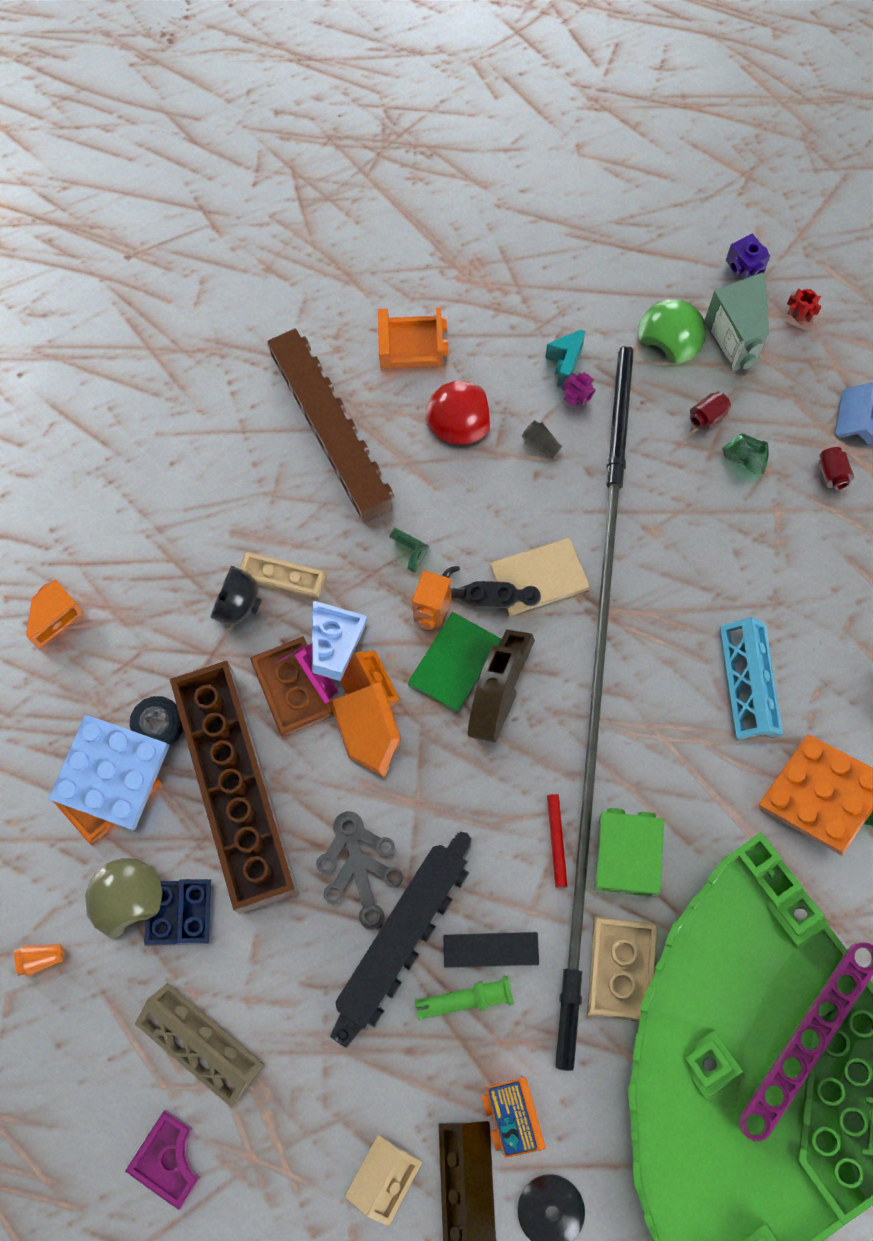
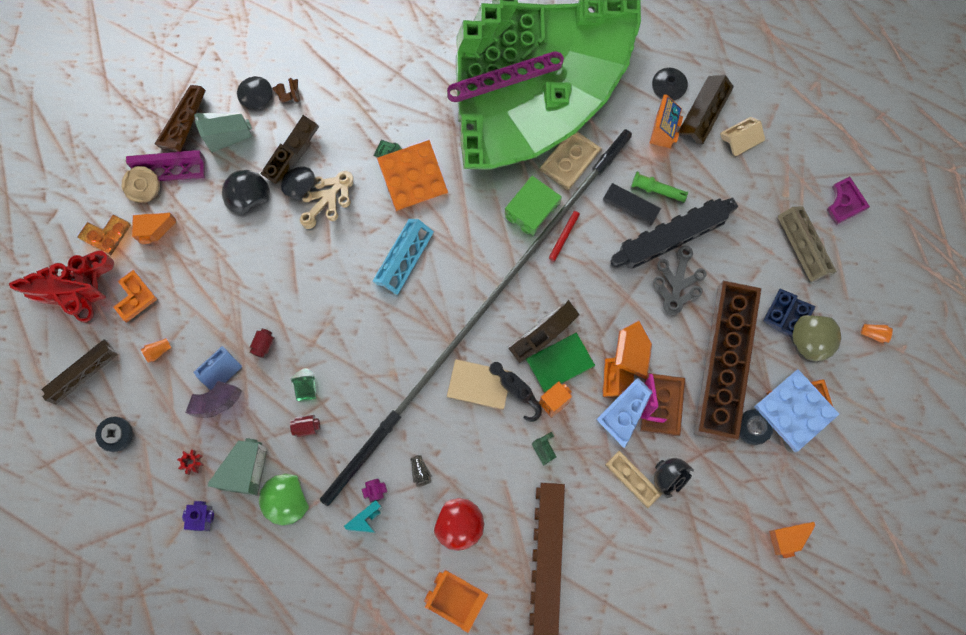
camera: 150 degrees left, 5 degrees up
(832, 377) = (213, 402): none -> clear purple brick

